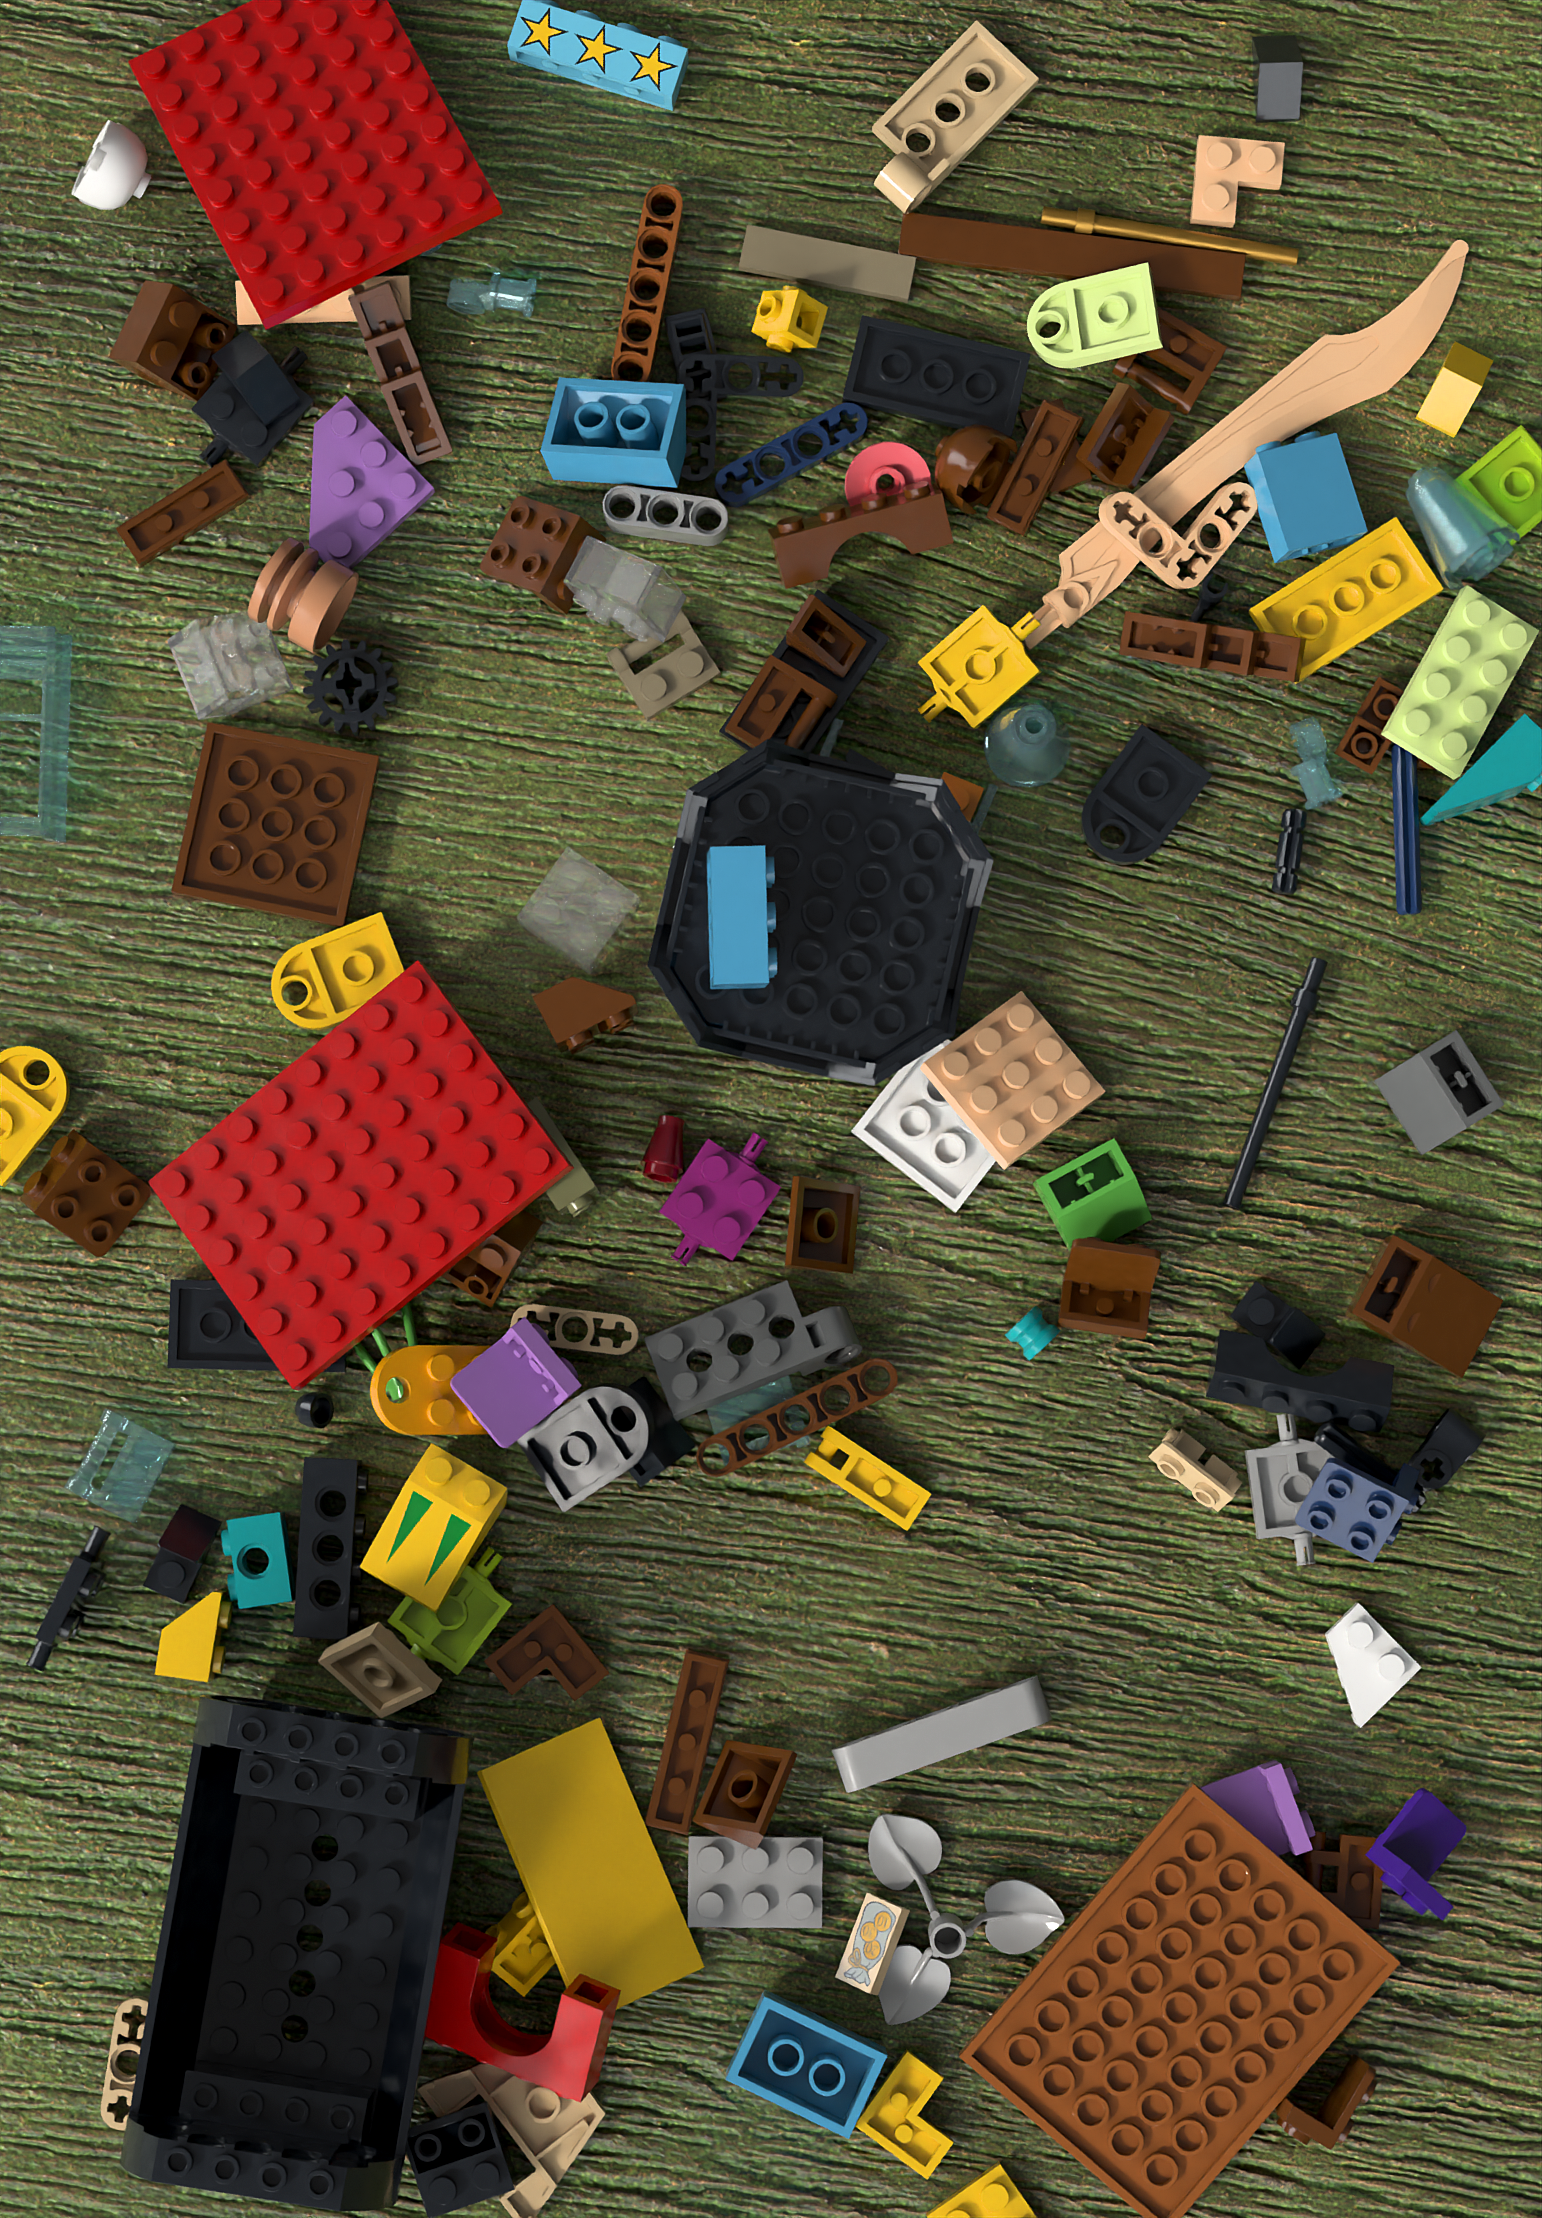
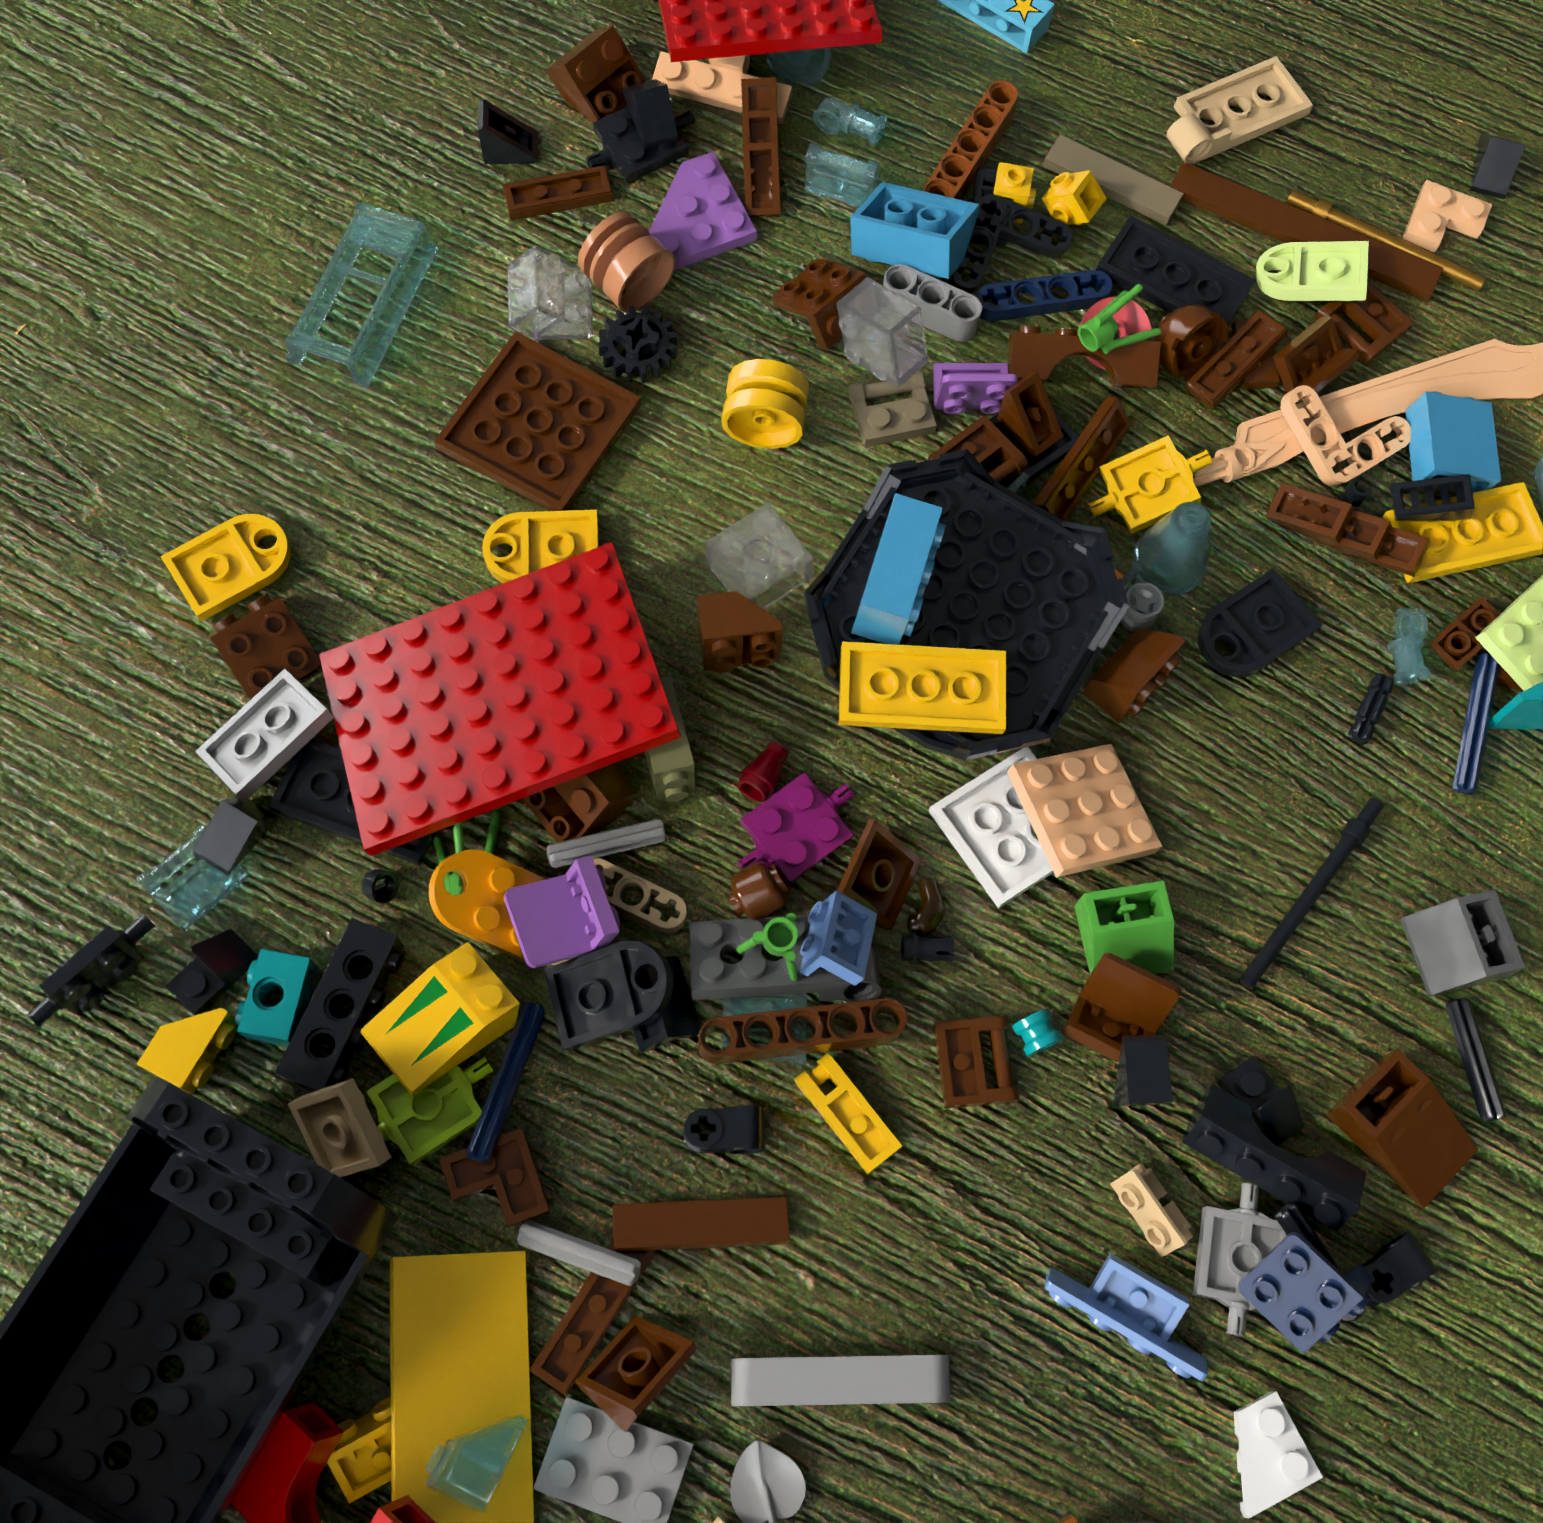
camera: 15 degrees right, 15 degrees down
(98, 465) = (505, 137): none -> black slope
(132, 1293) = (264, 735): none -> light grey plate
(146, 1409) = (233, 833): none -> black slope
(494, 389) = (839, 176): none -> clear light blue plate
(521, 1564) = (506, 1083): none -> dark blue axle
(523, 724) = (765, 404): none -> yellow wheel
(529, 1285) = (606, 842): none -> light grey axle
(628, 1923) = (474, 1462): none -> clear light blue slope
(652, 1702) = (579, 1253): none -> light grey axle
(704, 1282) = (759, 890): none -> reddish brown head
(716, 329) = (1015, 183): none -> yellow bracket
(744, 1343) = (778, 939): none -> bright green plant
(745, 609) = (971, 386): none -> medium lavender bracket
(759, 1635) = (700, 1224): none -> reddish brown tile
(761, 1534) = (735, 1130): none -> black piece
(802, 1313) = (839, 938): none -> medium blue bracket
(804, 1028) = (922, 688): none -> yellow plate
(868, 509) = (1101, 329): none -> bright green plant
(887, 1239) = (931, 910): none -> dark brown arm
(894, 1282) = (926, 948): none -> black pin
(897, 664) = (1084, 459): none -> reddish brown tile
(966, 1388) = (962, 1062): none -> reddish brown plate
(1014, 815) = (1143, 599): none -> light grey wheel
(1020, 904) = (1135, 672): none -> reddish brown slope
(1147, 1344) = (1143, 1072): none -> black slope
(1202, 1573) = (1134, 1307): none -> medium blue bracket
(1307, 559) = (1456, 485): none -> black slope
(1482, 1206) = (1475, 1060): none -> black axle

